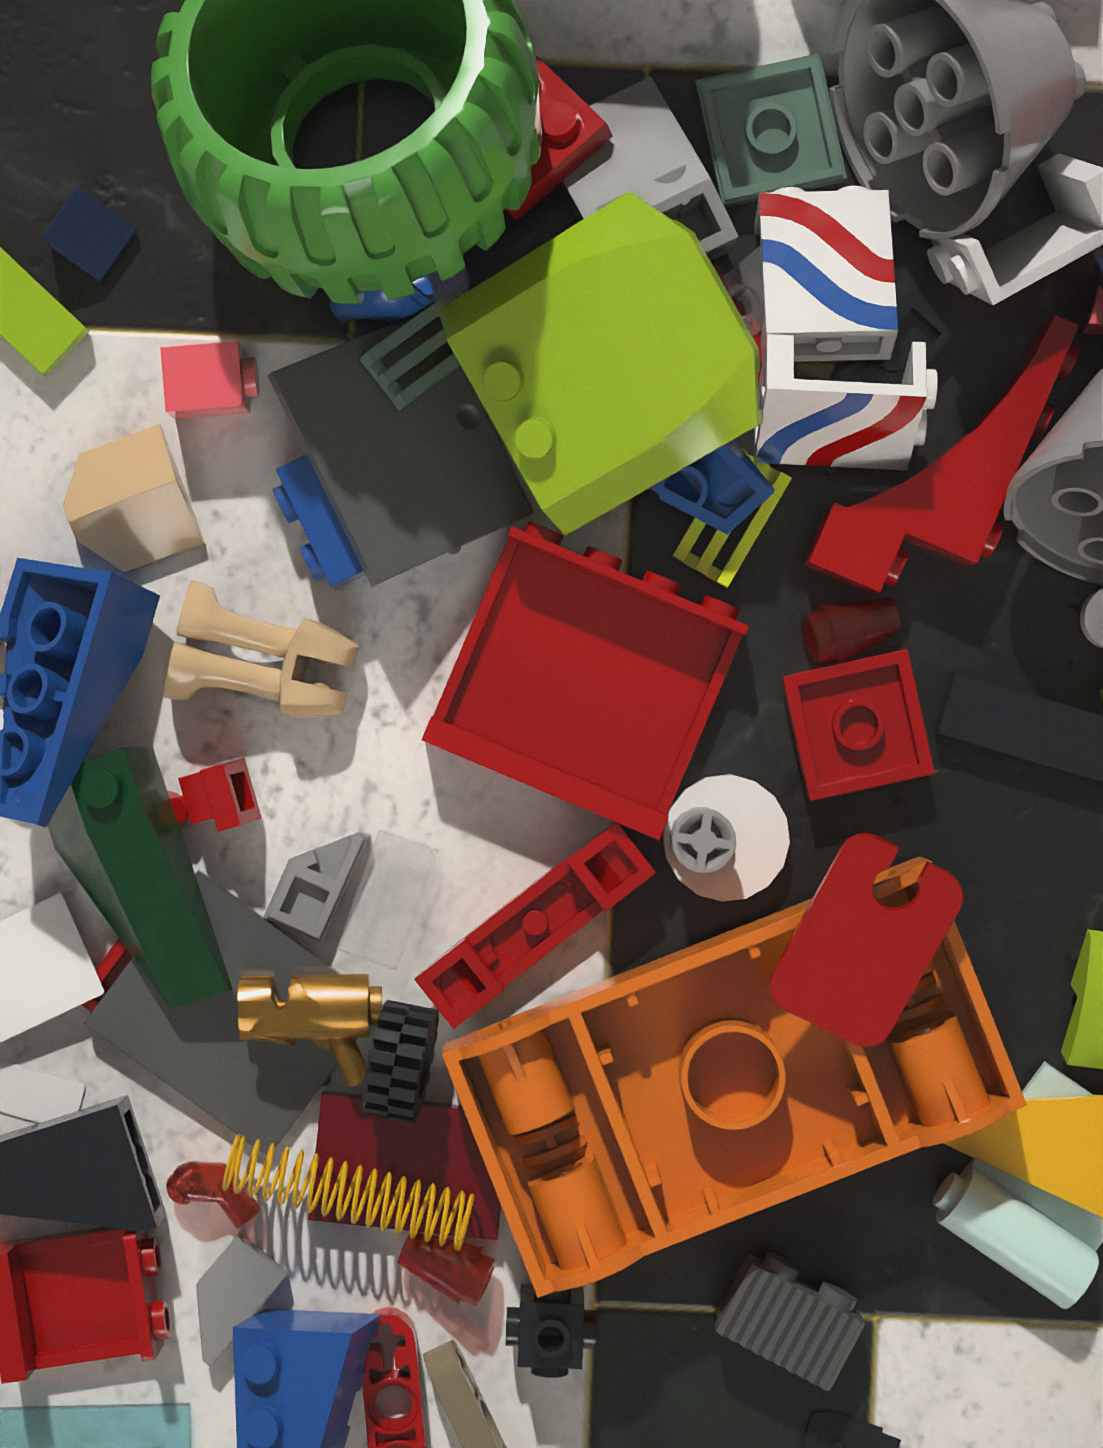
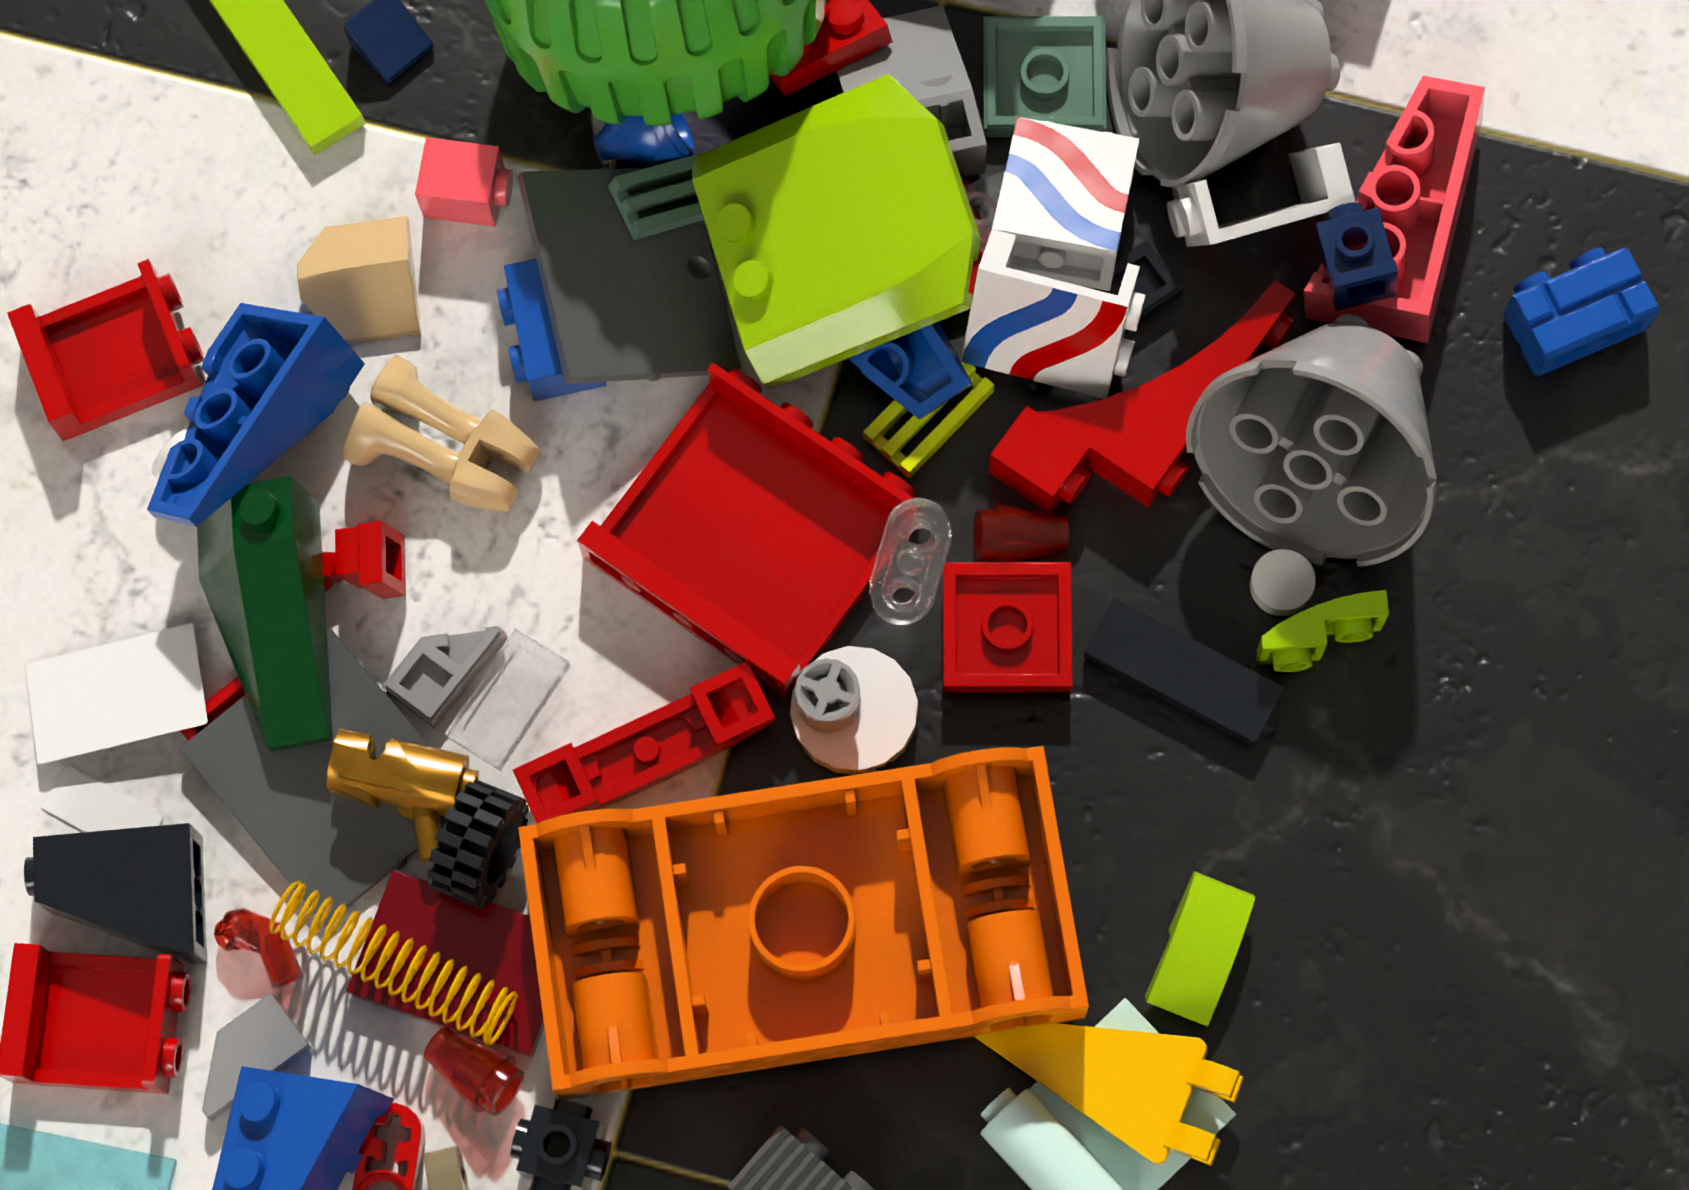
camera: 20 degrees right, 15 degrees down
(751, 690) = (910, 564): none -> clear plate
(853, 956) = (948, 817): red piece -> none

